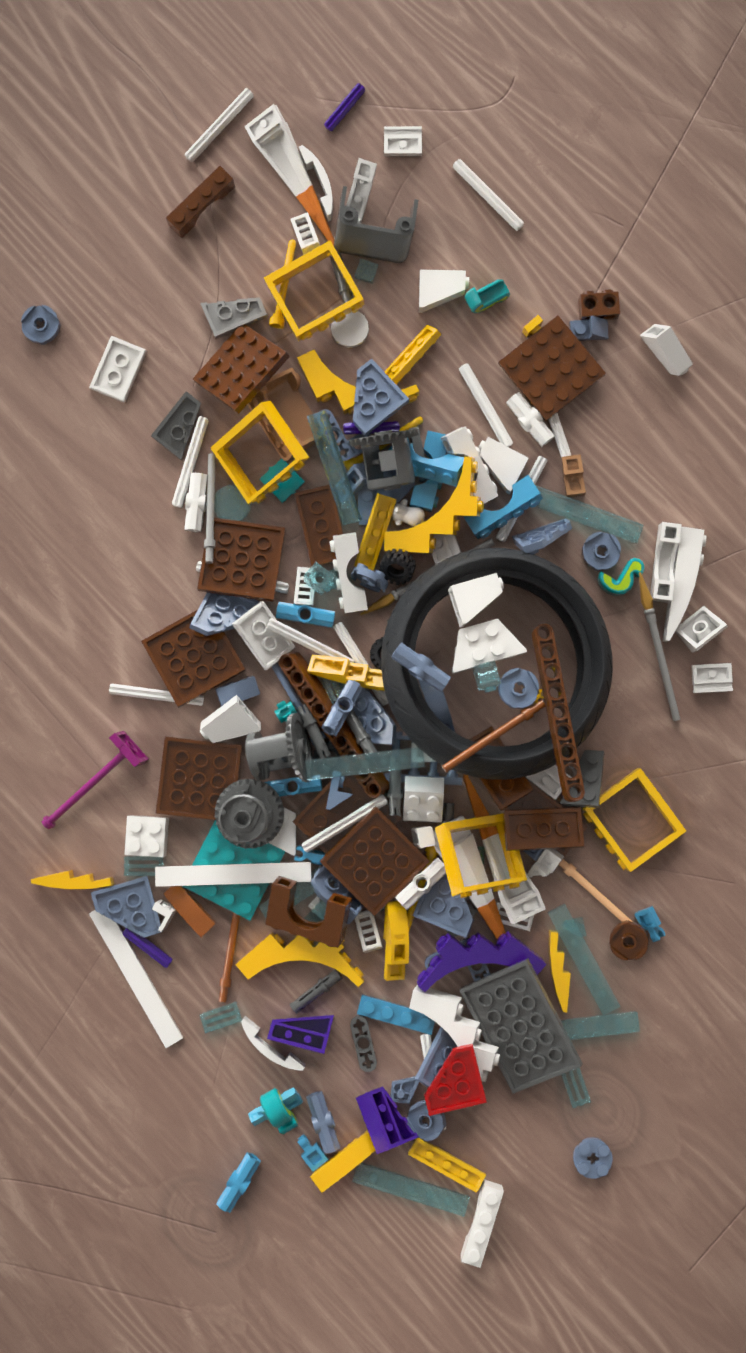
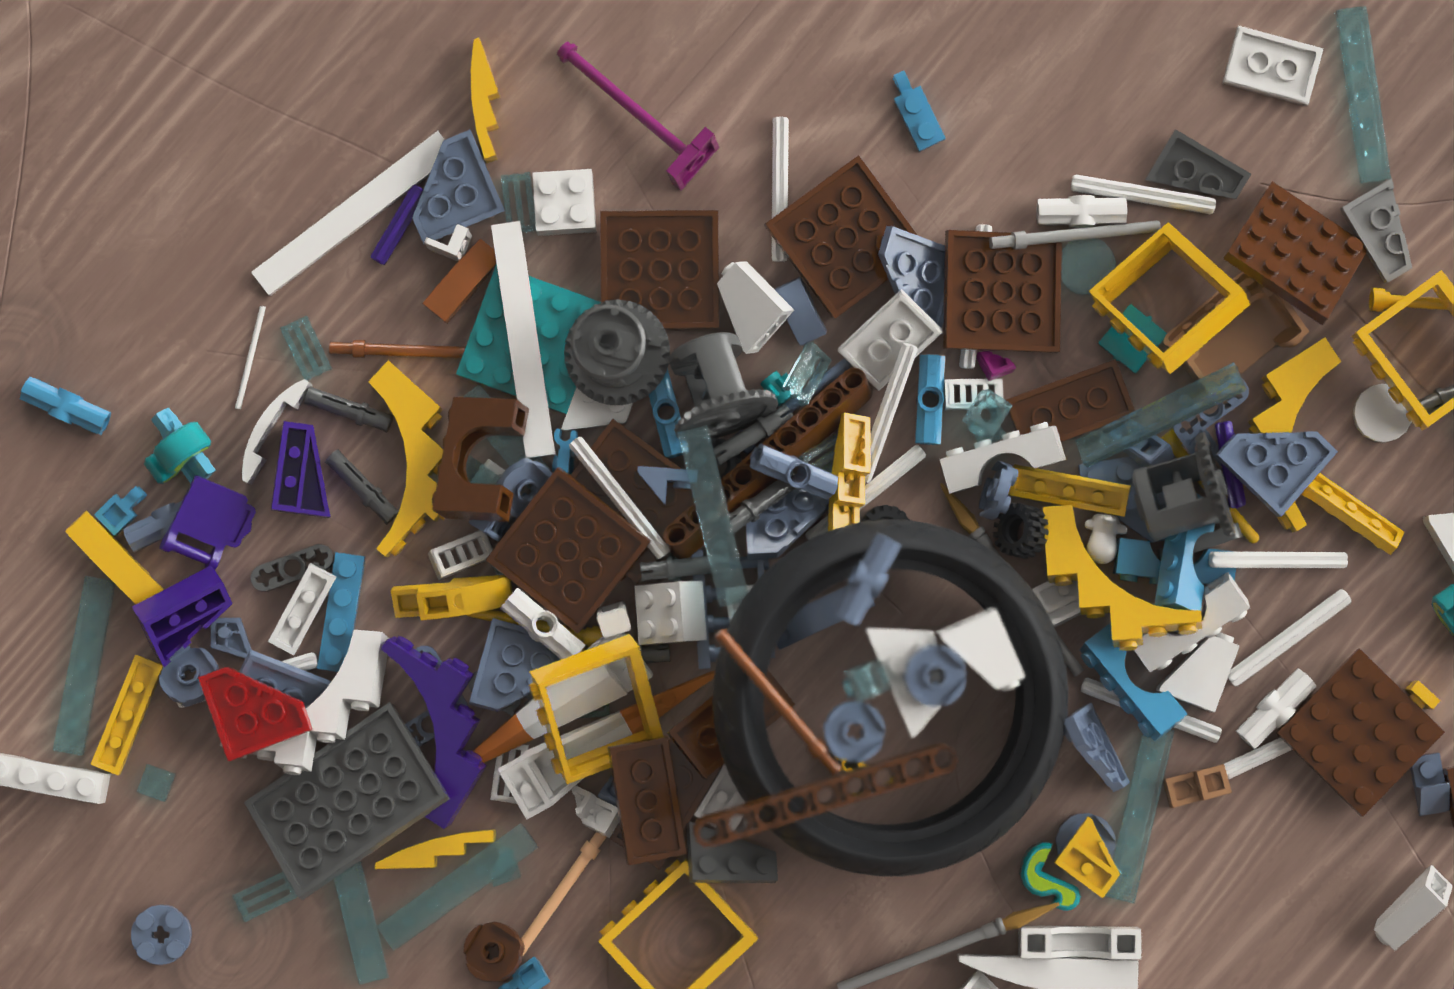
camera: 80 degrees right, 0 degrees up
(119, 600) = (917, 114): none -> dark azure plate
(144, 314) = (1363, 94): none -> clear light blue tile
(222, 1055) = (250, 357): none -> white axle
(268, 986) = (358, 412): none -> dark grey pin
(276, 694) = (803, 370): none -> clear light blue tile
(288, 570) = (994, 365): none -> magenta tile
(323, 1093) = (211, 516): none -> dark purple piece
(391, 1040) = (302, 609): none -> white plate
(436, 402) = (1278, 560): none -> white axle
(487, 642) = (917, 675): none -> sand blue plate
(493, 1149) = (156, 782): none -> clear light blue tile
(613, 549) = (1088, 859): none -> yellow wing

